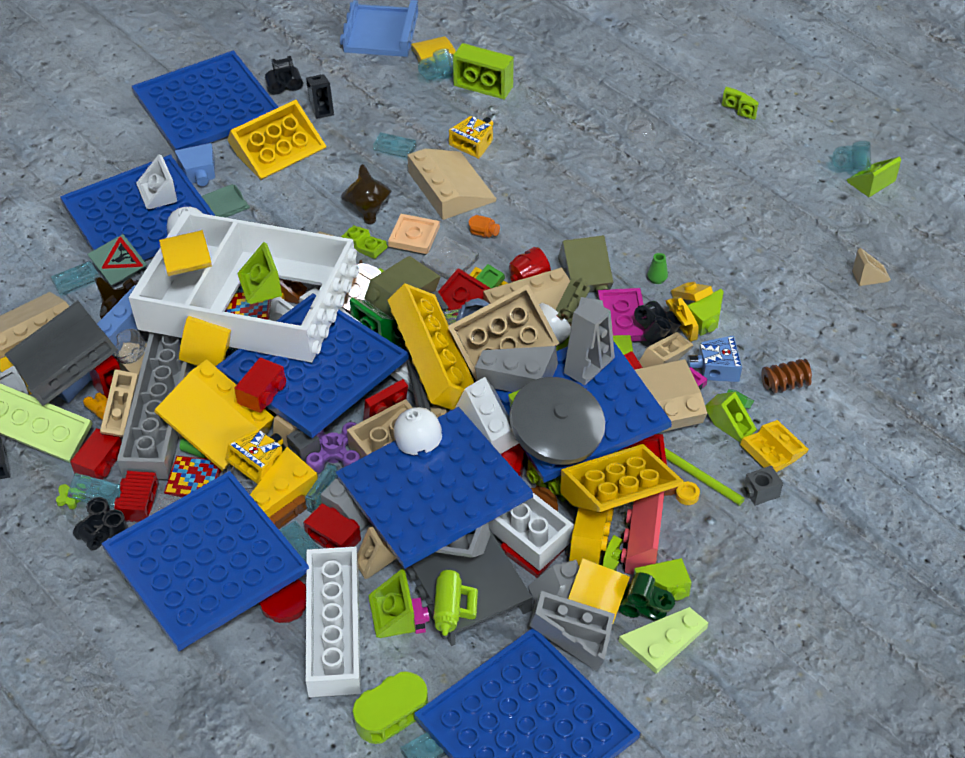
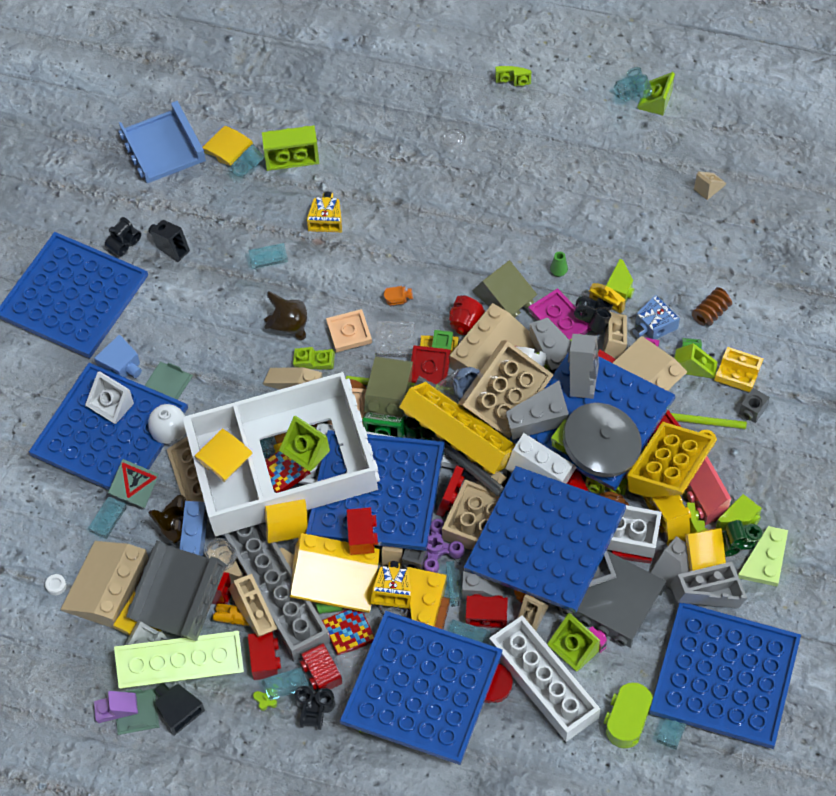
camera: 30 degrees left, 10 degrees up
(276, 140) = (168, 303): yellow slope -> none
(417, 431) = (507, 503): white cylinder -> none
(447, 601) = (617, 617): lime piece -> none
(448, 181) = (338, 268): tan slope -> none
(571, 298) = (520, 327): olive hinge -> none
(692, 291) = (598, 271): yellow plate -> none

